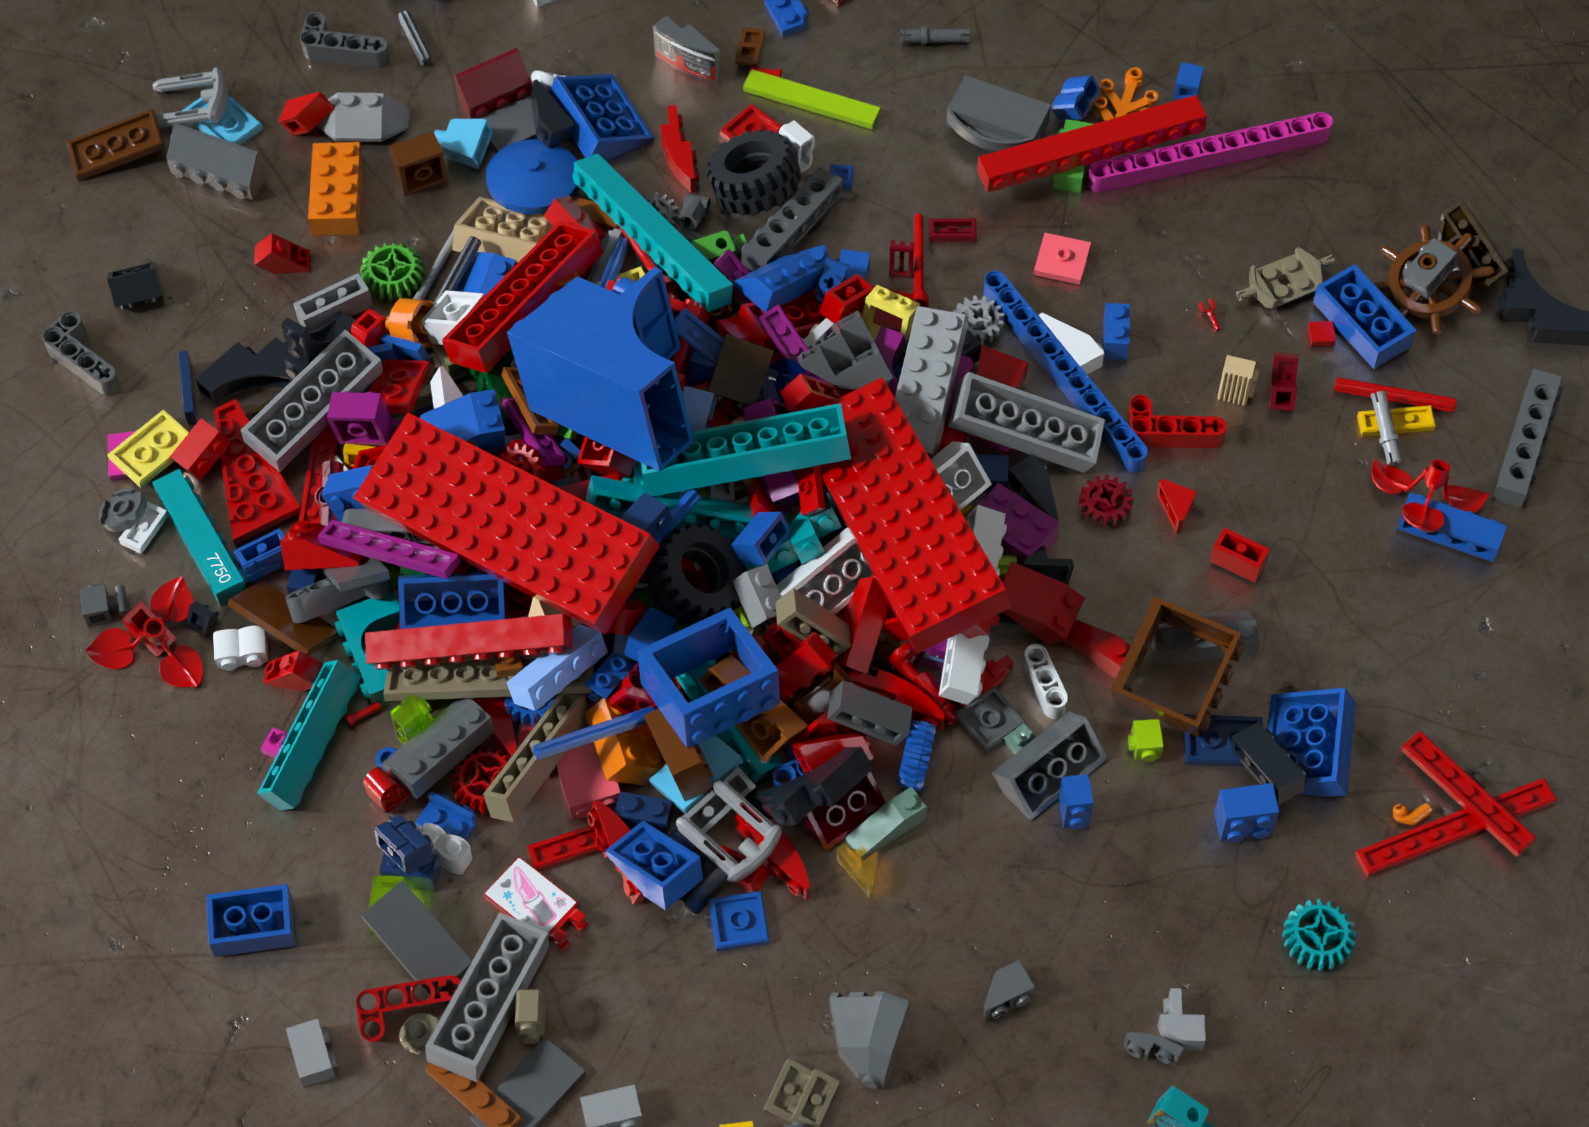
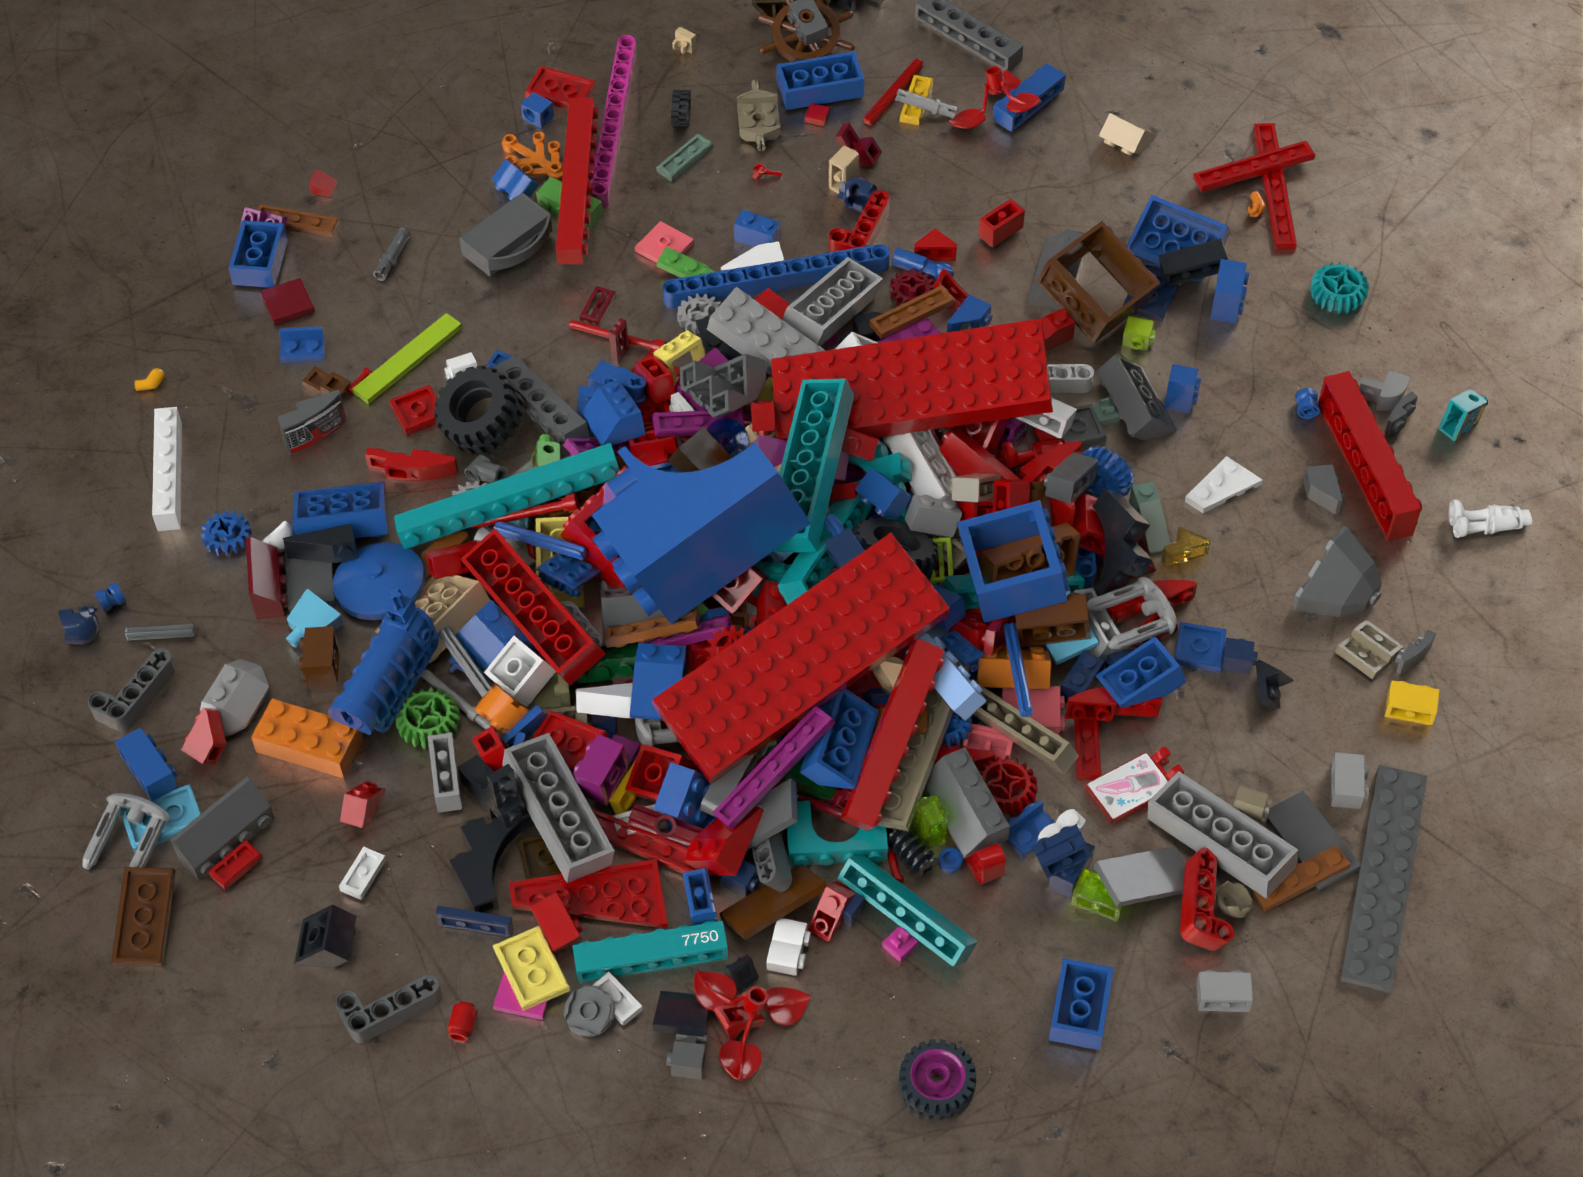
camera: 70 degrees left, 5 degrees down
(84, 416) = (462, 1021): none -> red brick
(138, 581) = (680, 1014): none -> black tile
(144, 836) = (937, 1097): none -> wheel
(190, 189) = (235, 865): none -> red plate
(212, 285) = (362, 873): none -> white plate
(265, 82) = (147, 764): none -> blue brick
(296, 689) = (853, 910): none -> dark blue tile
(375, 722) = (912, 852): none -> black piece
(405, 208) = (388, 667): none -> blue piece
(539, 39) = (225, 532): none -> blue gear
(709, 999) = (1269, 681): none -> black slope
(736, 960) = (1238, 655): none -> dark blue brick
(972, 886) = (1221, 484): none -> white wing
(1036, 282) = (681, 264): none -> bright green hinge
(1056, 503) = (911, 312): none -> dark orange plate
(1064, 1023) = (1369, 456): none -> red brick
(1091, 566) = (971, 311): none -> blue slope
(1116, 537) = (952, 287): none -> red slope
(1124, 943) = (1307, 403): none -> blue wheel
(1146, 500) = (907, 260): none -> blue piece
(1195, 234) = (684, 157): none -> sand green tile
(1214, 401) = (856, 193): none -> dark blue helmet
(1235, 93) = (559, 86): none -> red tile
(1252, 202) = (681, 108): none -> black tyre
(1359, 174) = (685, 40): none -> tan tile
(1451, 645) = (1126, 134): none -> tan slope

